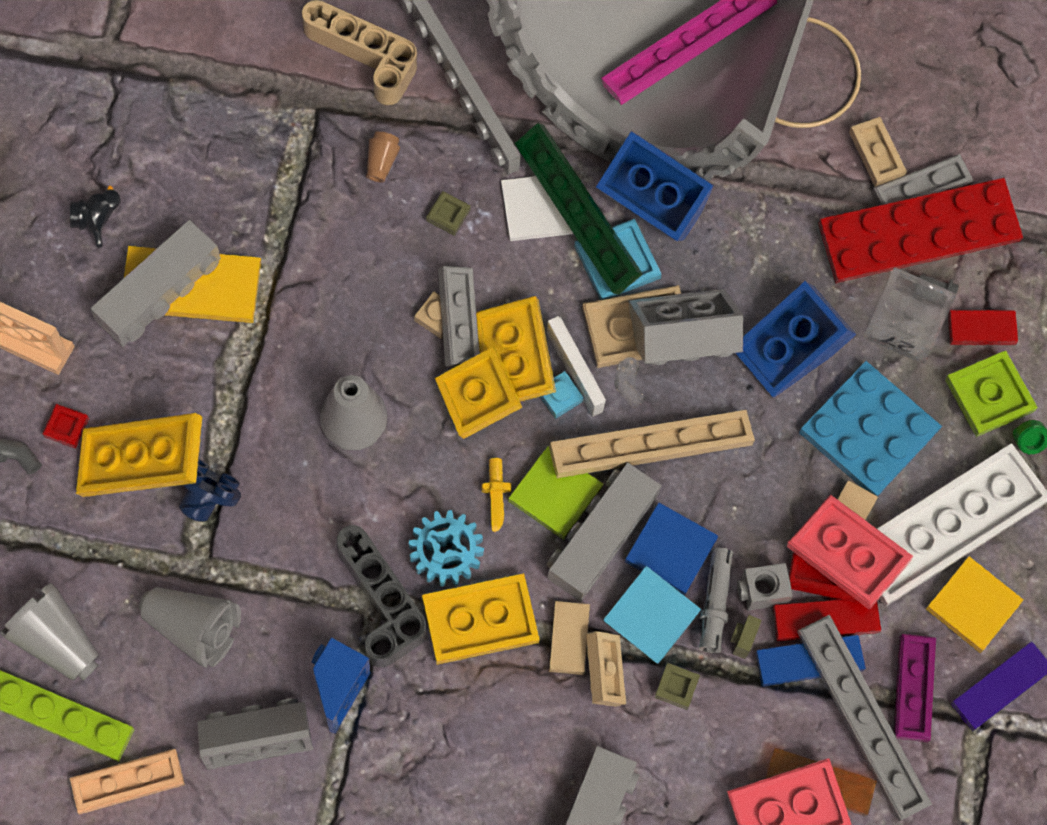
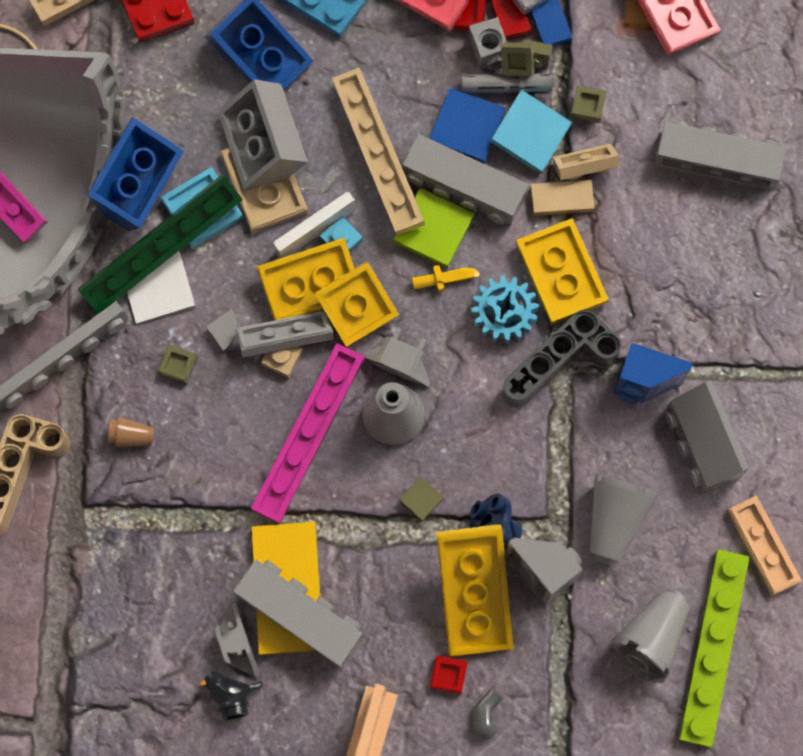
camera: 90 degrees left, 5 degrees up
(144, 224) = (235, 642): none -> light grey piece
(144, 522) = (544, 566): none -> light grey slope
(255, 429) = (421, 499): none -> olive tile
(348, 327) = (308, 433): none -> dark pink plate
(410, 432) = (400, 359): none -> light grey piece
(478, 260) = (224, 330): none -> light grey tile
(735, 607) = (517, 59): none -> olive plate

